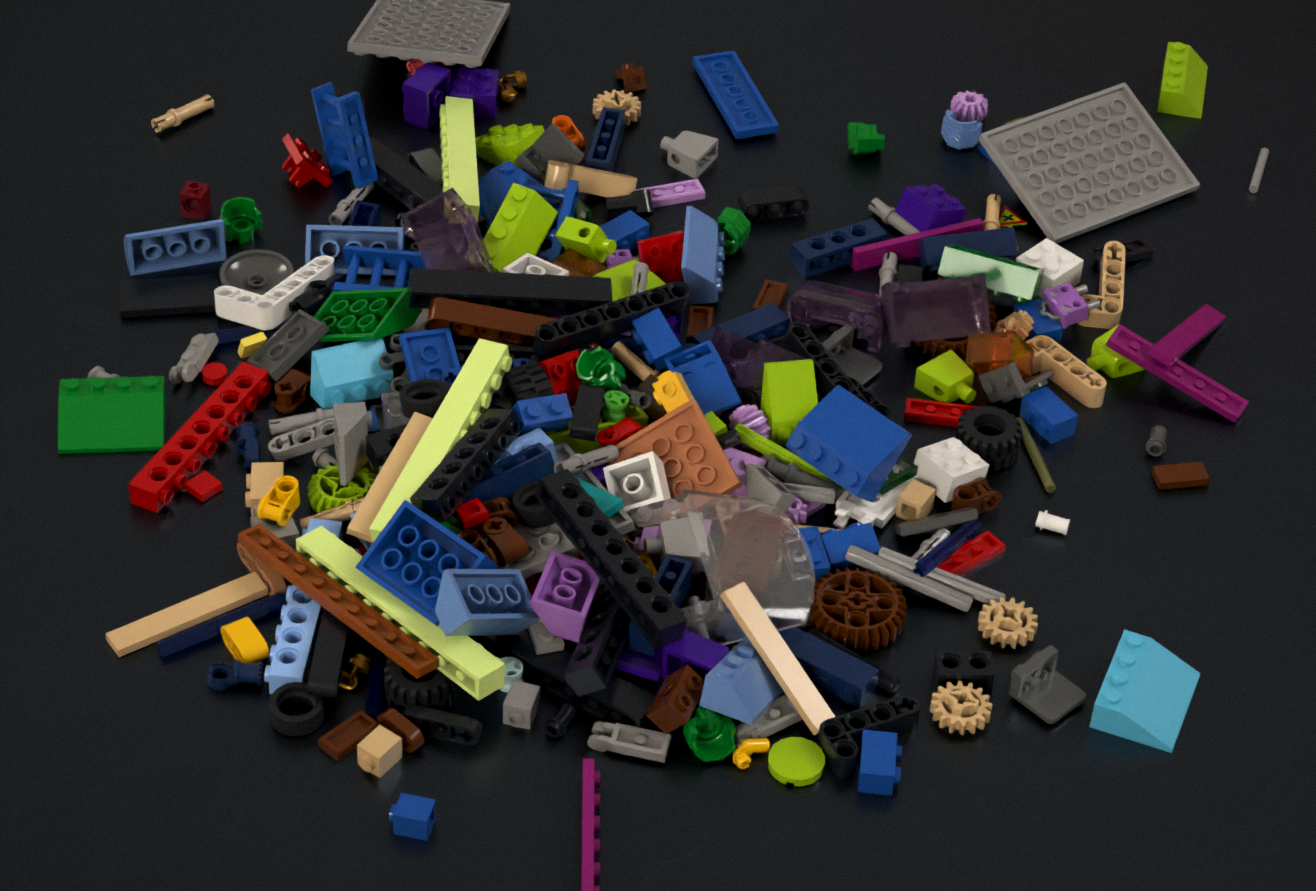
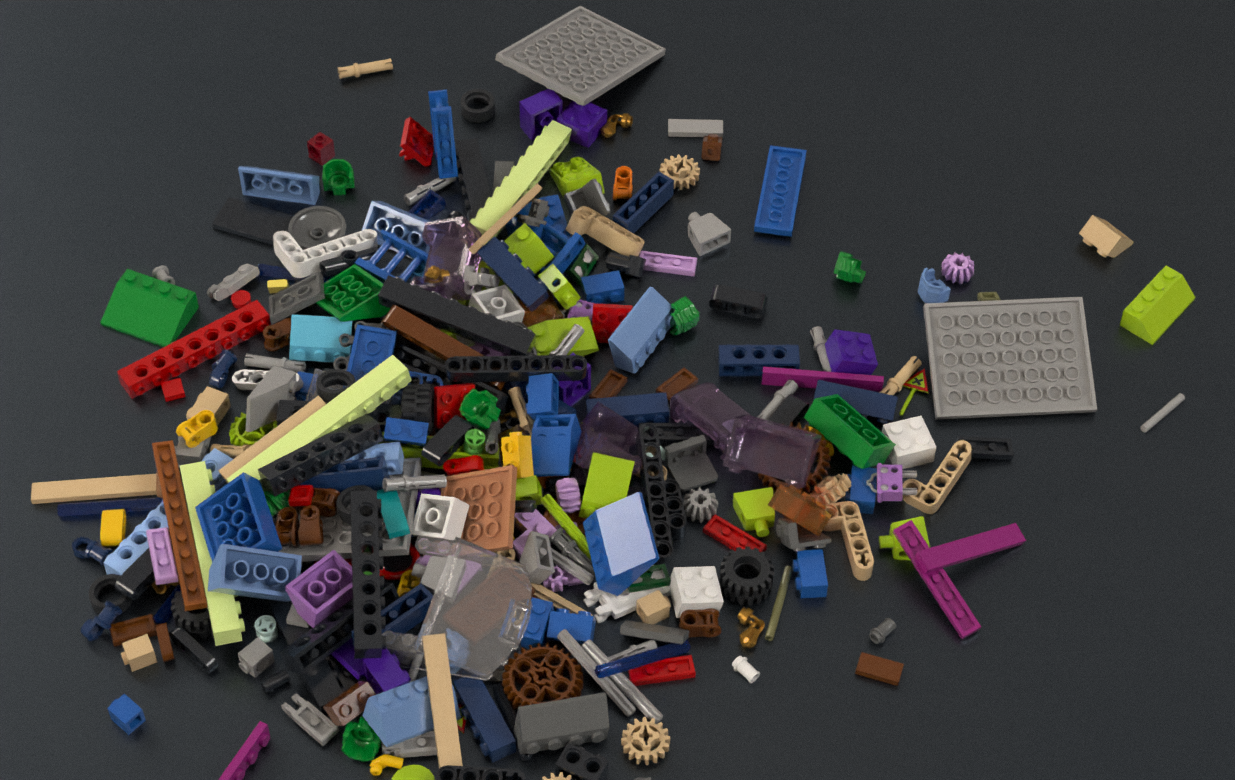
camera: 30 degrees right, 10 degrees up
(314, 731) = (95, 626): none -> dark blue connector
(342, 637) = (162, 555): none -> lavender tile
(453, 259) = (434, 273): none -> pearl gold piece
(486, 187) = (505, 219): none -> tan tile
(501, 252) = (478, 279): none -> light grey piece
(512, 169) = (536, 214): none -> dark grey bracket
(534, 235) = (513, 274): none -> dark blue brick
(596, 66) = (694, 127): none -> light grey tile
(889, 391) = (700, 504): none -> light grey gear
(915, 632) = (562, 722): none -> dark grey slope
(1032, 493) = (750, 636): none -> pearl gold piece
(1087, 38) = (1105, 237): none -> tan slope

